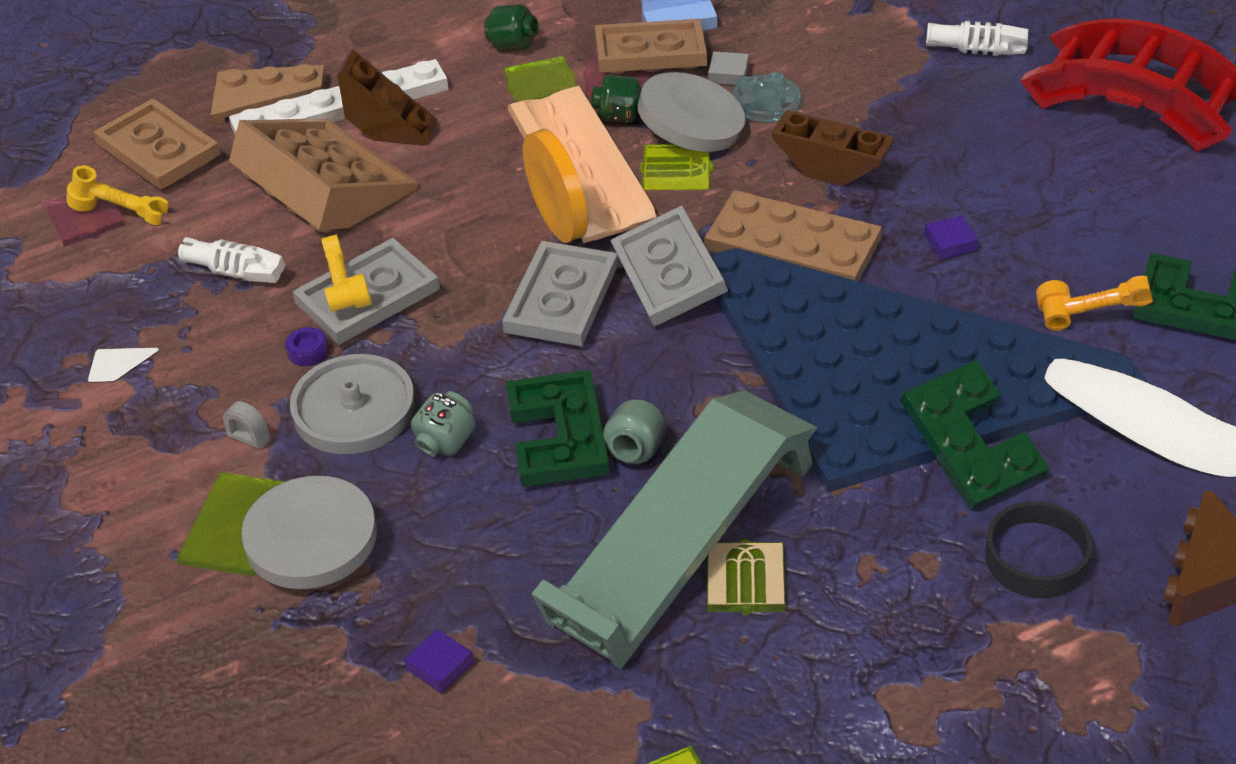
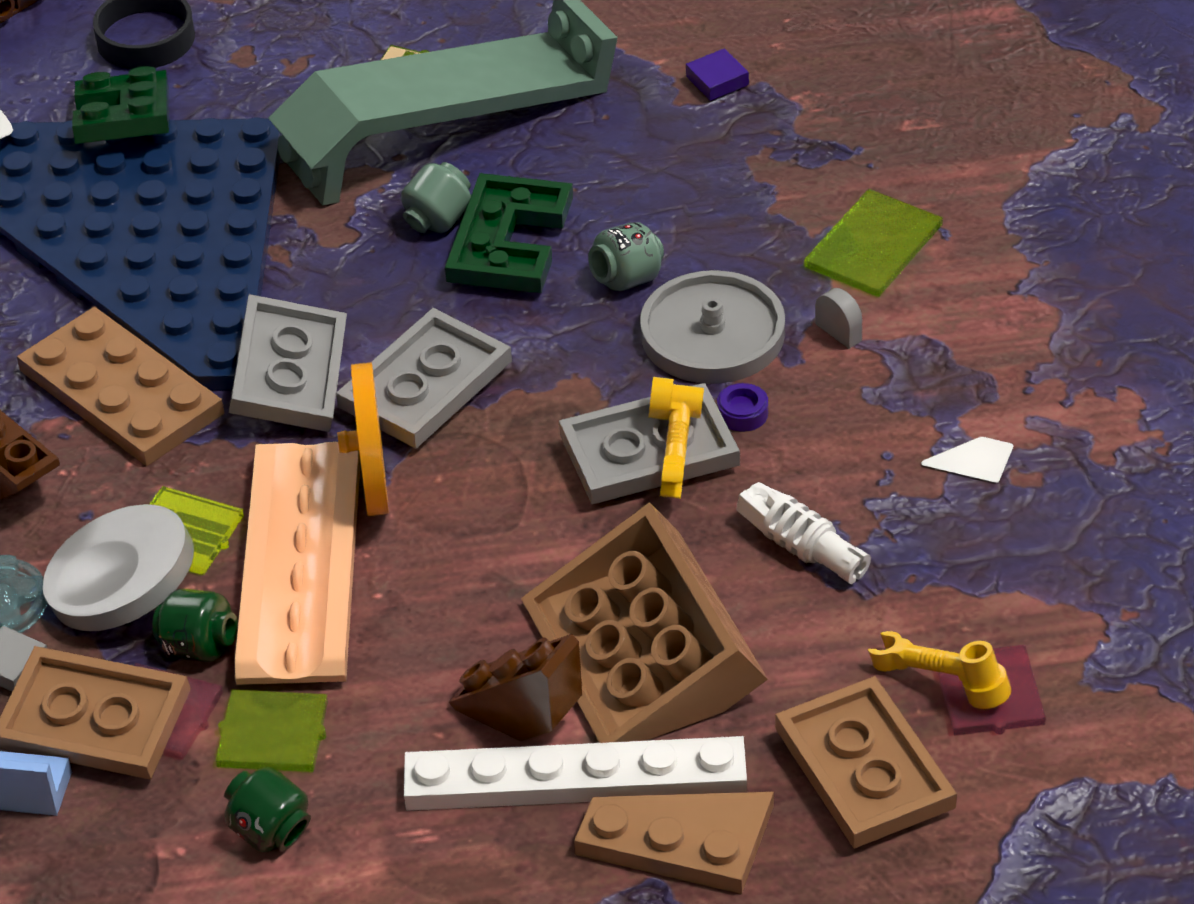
camera: 160 degrees left, 0 degrees up
(309, 532) = (802, 184): light grey piece -> none

